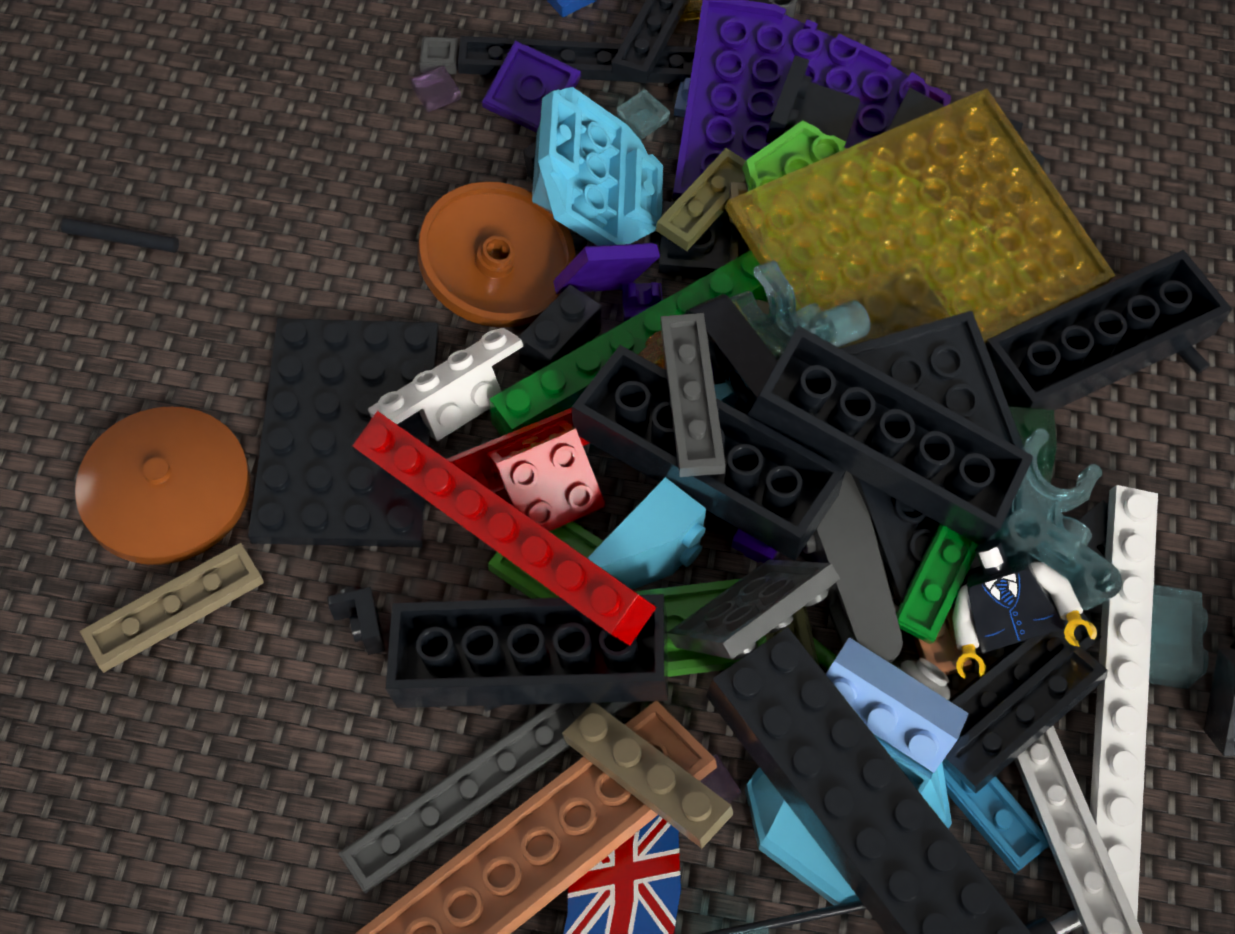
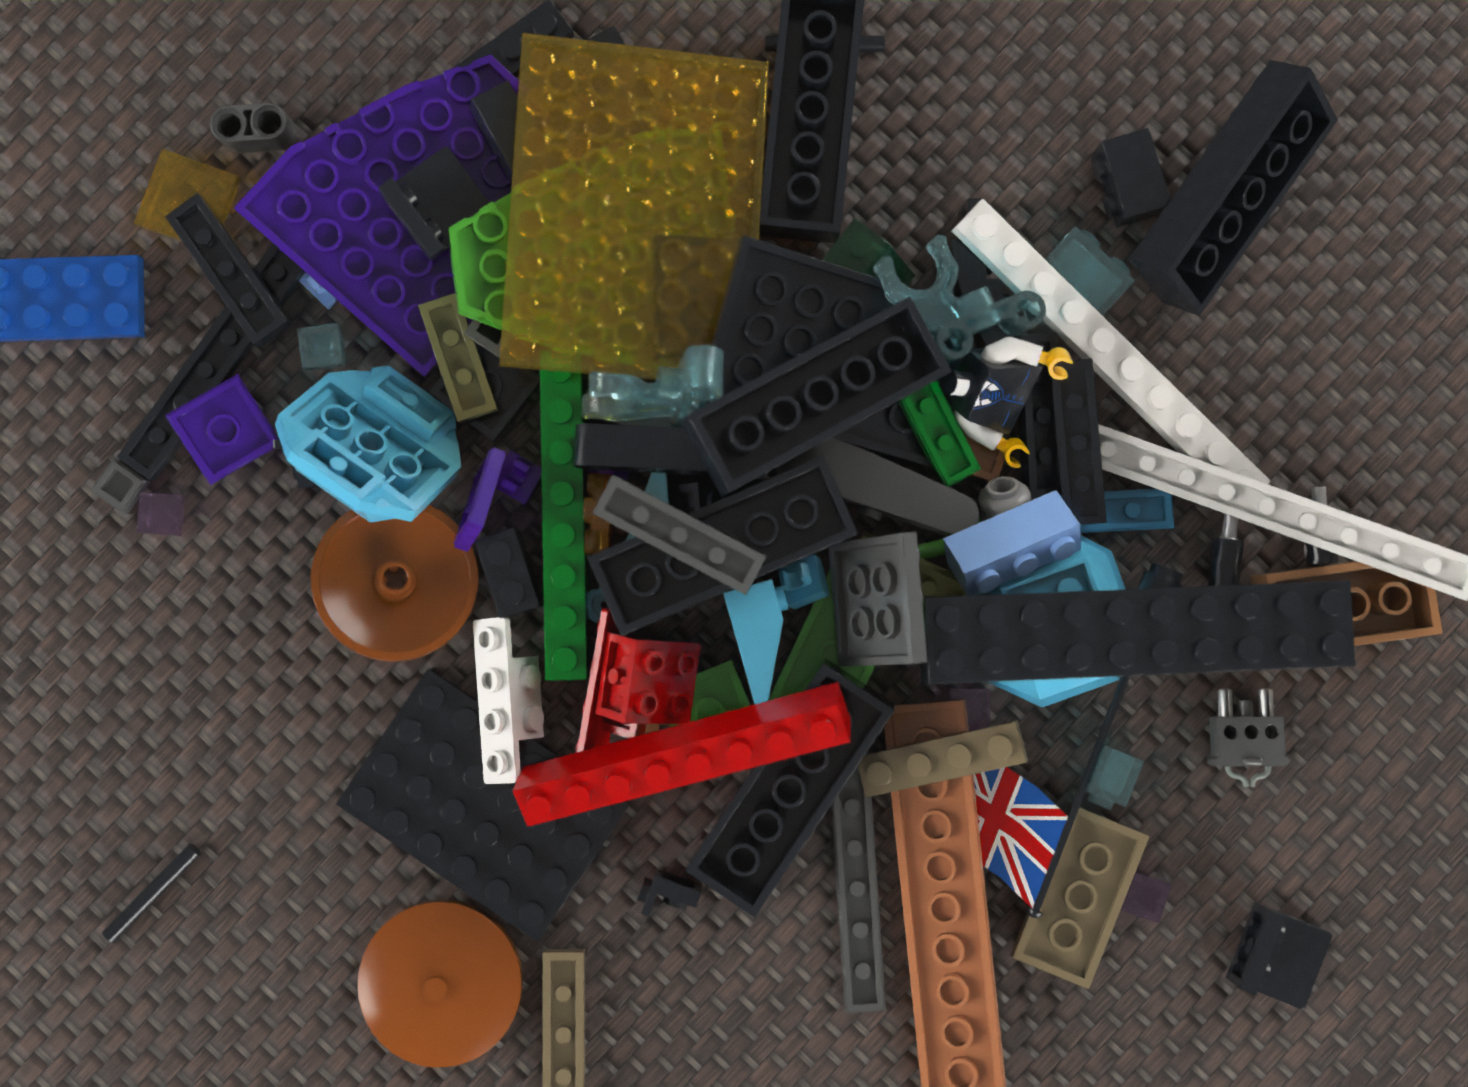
camera: 55 degrees left, 25 degrees up
(719, 561) = (803, 582): none -> medium azure tile

